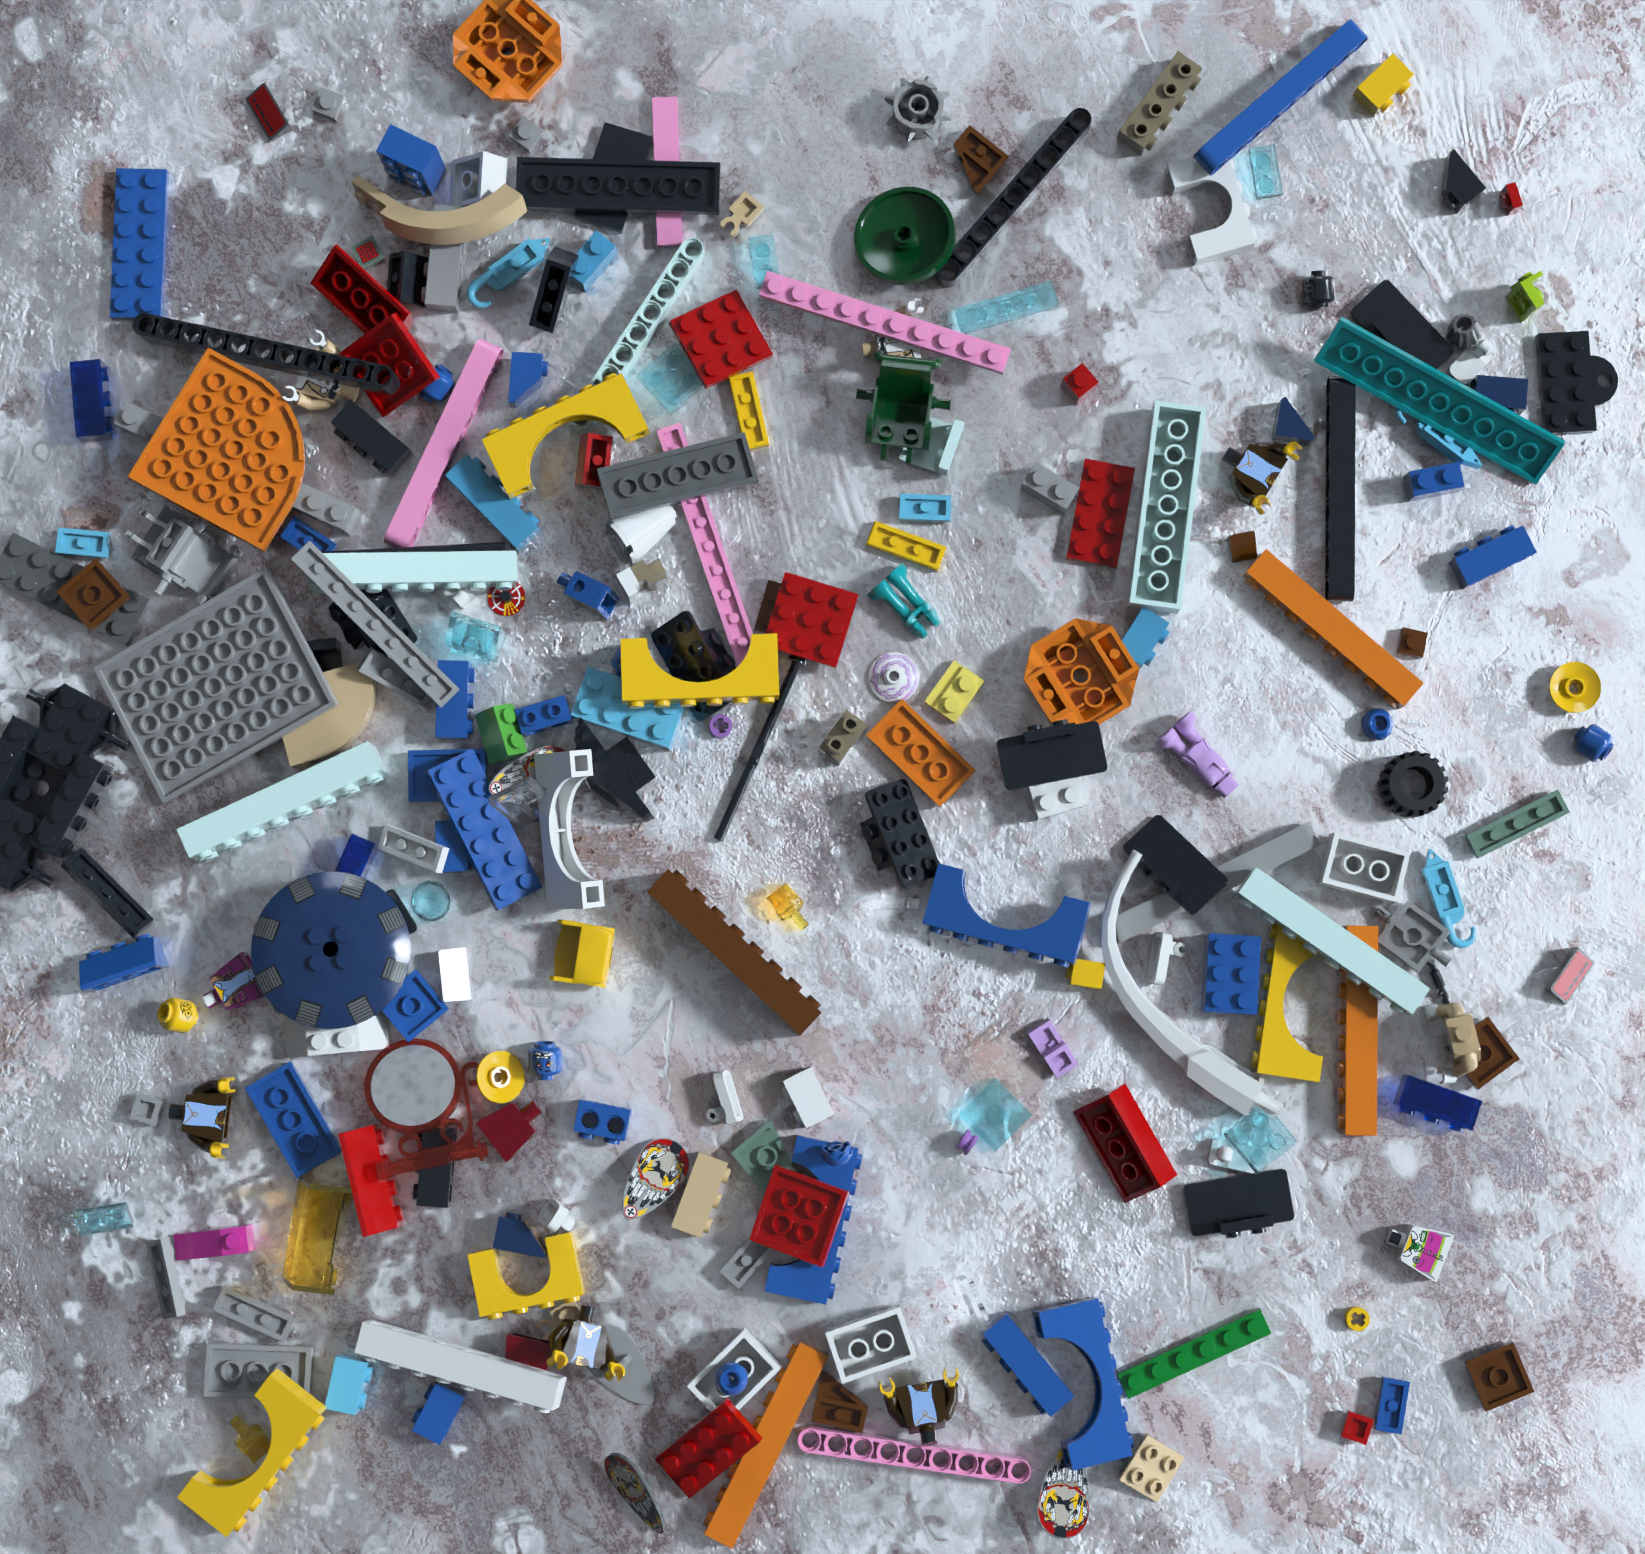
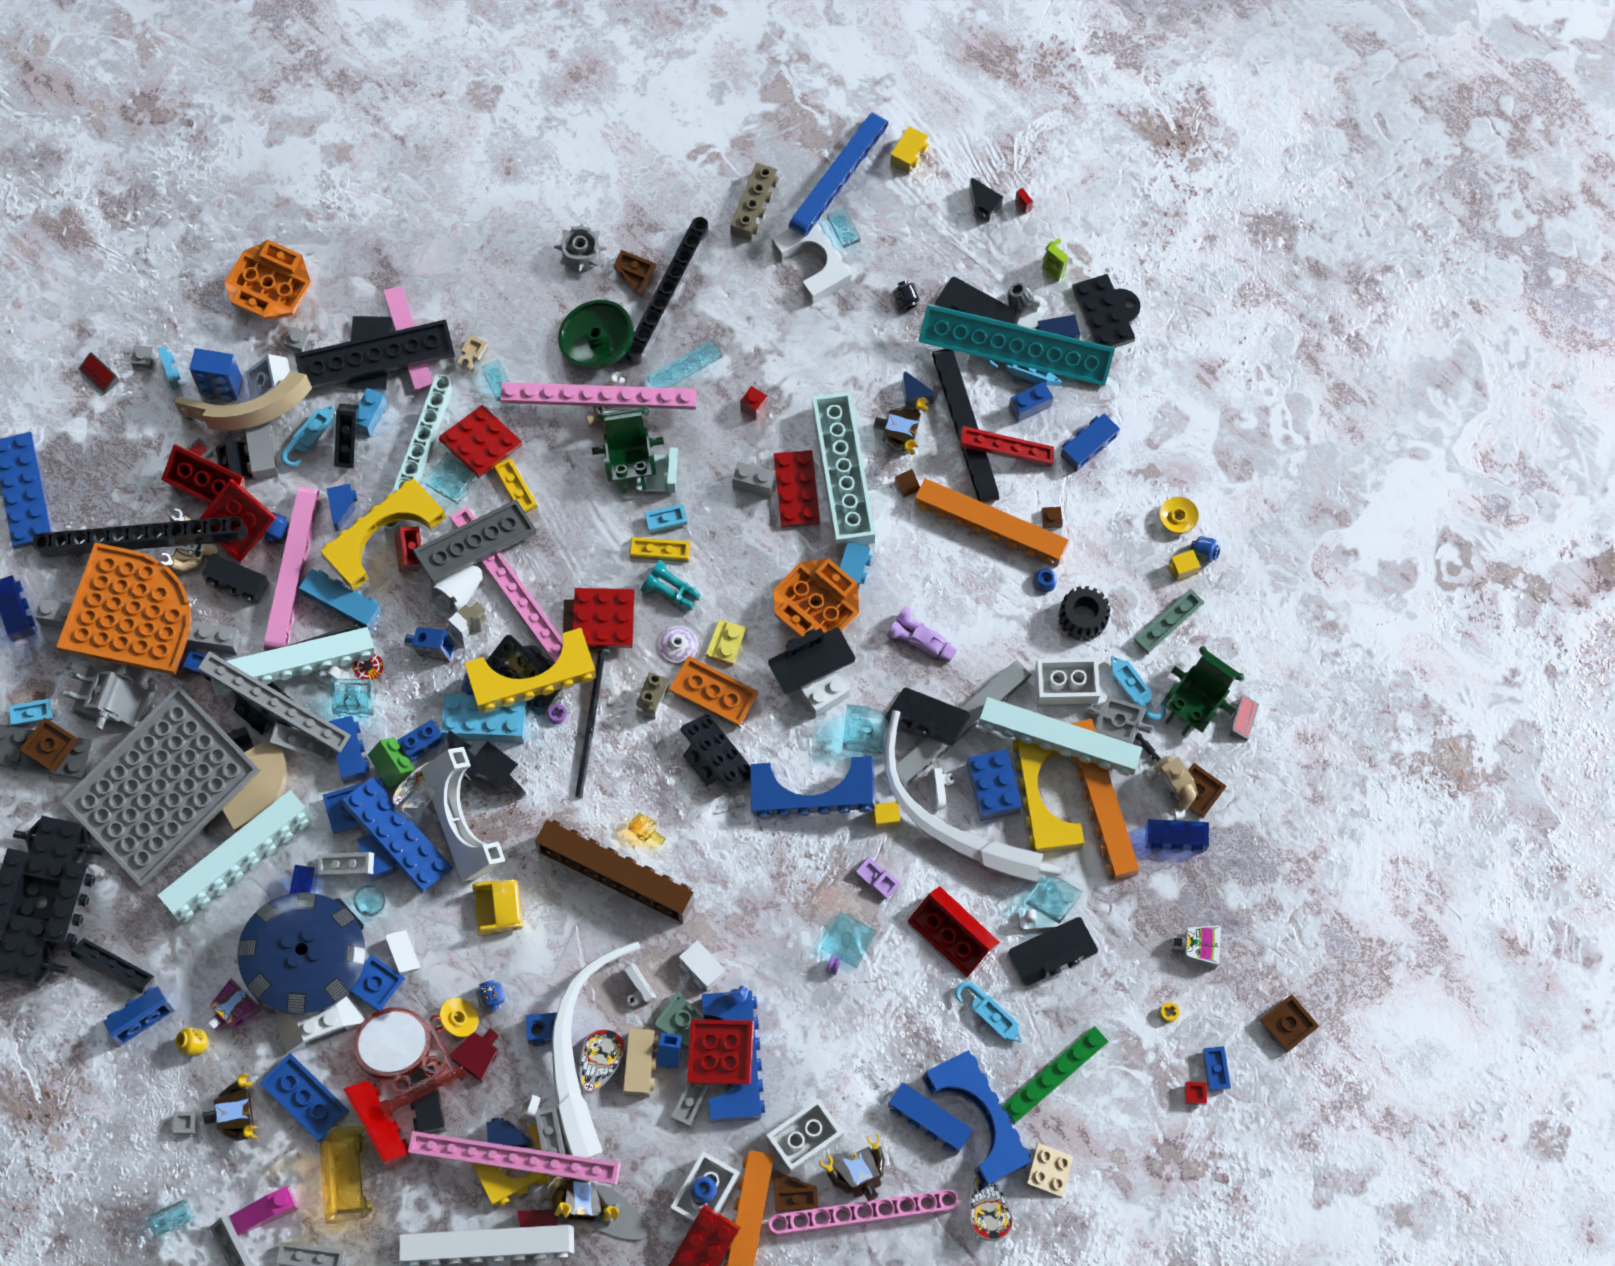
camera: 20 degrees left, 15 degrees down
(358, 139) = (168, 360): none -> medium azure plate
(519, 1275) = (514, 1158): none -> bright pink plate
(568, 1266) = (550, 1131): none -> light grey plate
(602, 1230) = (572, 1109): none -> white piece
(739, 1192) = (669, 1050): none -> blue brick
(1091, 856) = (864, 729): none -> clear light blue slope
(1139, 1256) = (991, 1012): none -> medium azure plate
(1383, 535) = (1006, 446): none -> red plate
(1527, 931) = (1201, 691): none -> dark green piece
(1559, 756) = (1184, 565): none -> yellow brick

